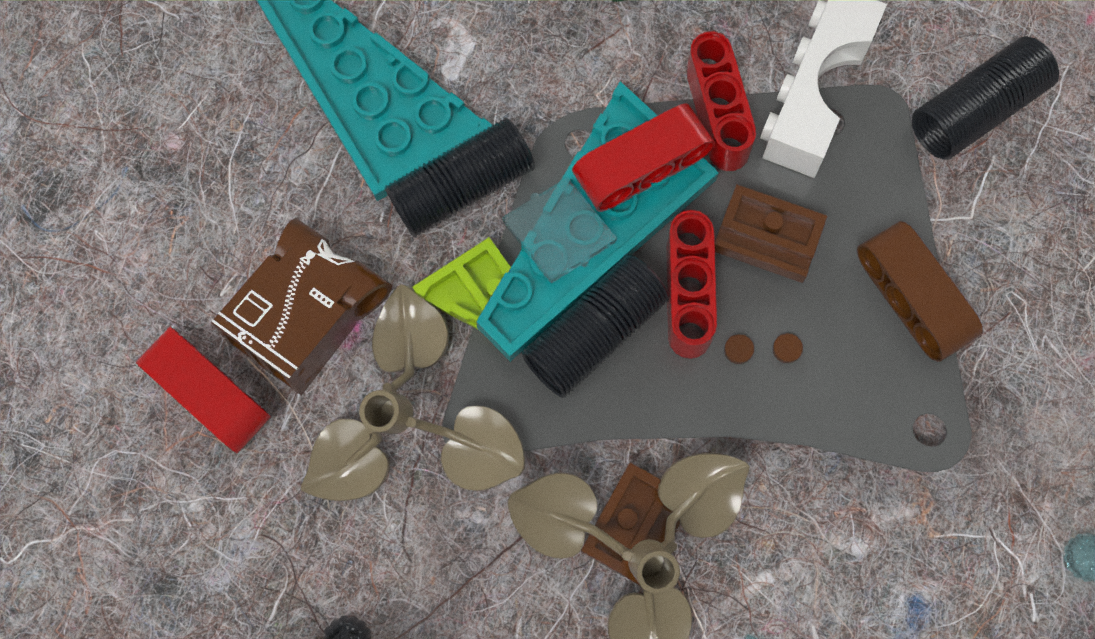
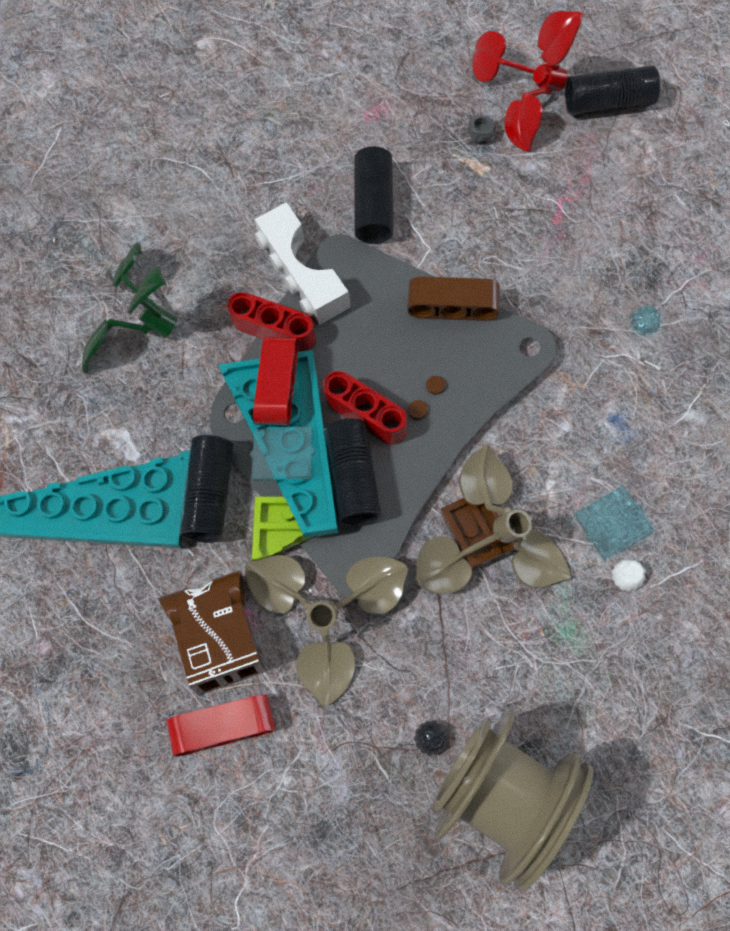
camera: 55 degrees left, 5 degrees down
(770, 233) = (366, 348): reddish brown plate -> none

